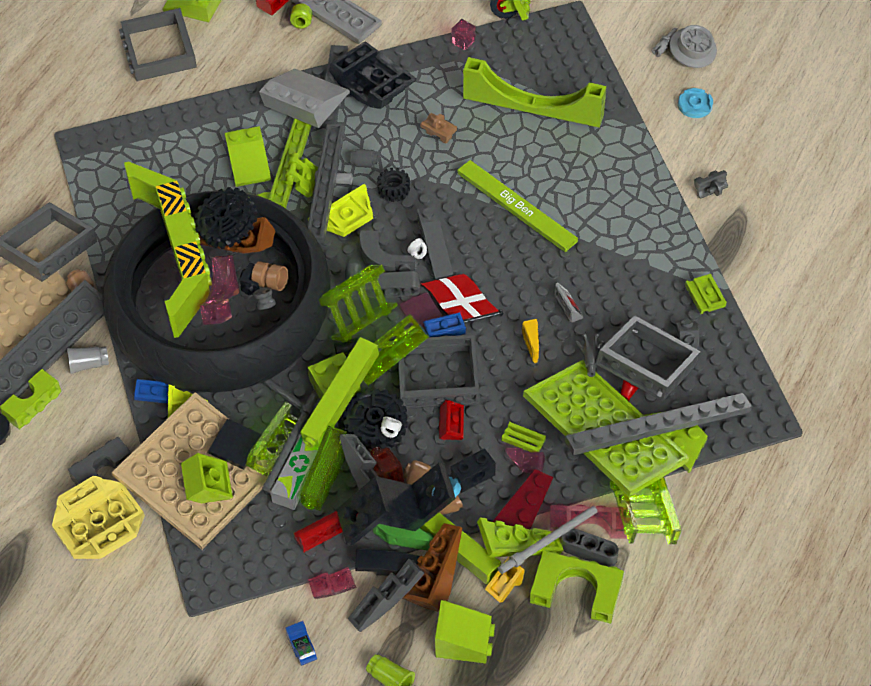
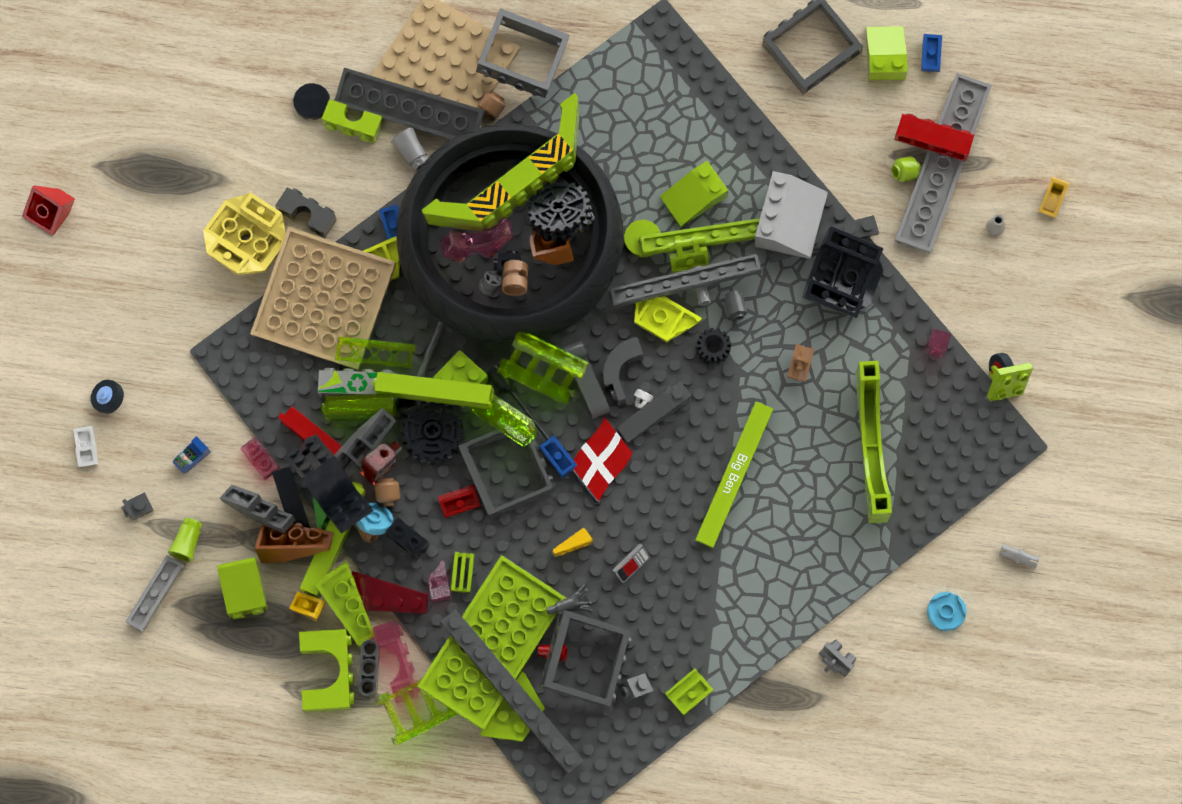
camera: 70 degrees right, 20 degrees up
(206, 479) = (308, 310): lime slope -> none
(234, 443) = (356, 319): black tile -> none
(305, 413) = (415, 367): dark grey bar -> none
(392, 424) = (420, 448): white tile -> none
(421, 308) = (573, 428): clear pink piece -> none
(518, 558) = (319, 608): light grey bar -> none
(693, 46) = (1020, 586): light grey wheel -> none

